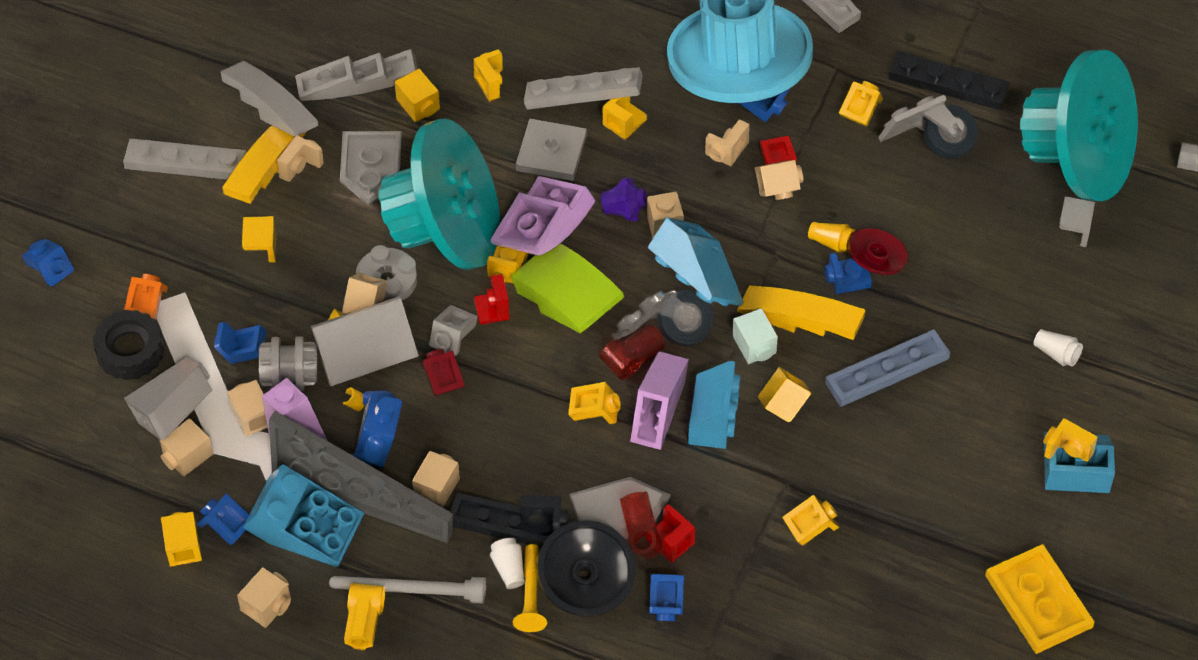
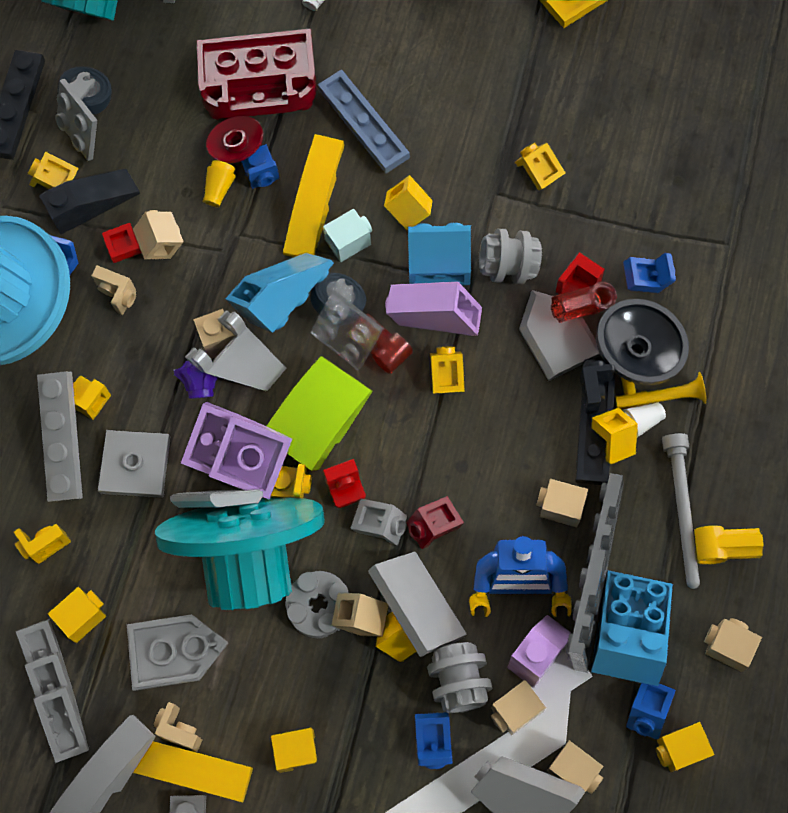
camera: 95 degrees left, 15 degrees up
(491, 525) = (619, 432): none -> yellow panel
(494, 190) = (216, 498): none -> light grey tile
(630, 228) = (243, 358): none -> light grey flag
(703, 476) = (510, 256): none -> light grey piece
(830, 128) = (87, 197): none -> black slope
(956, 279) = (257, 73): none -> dark red plate

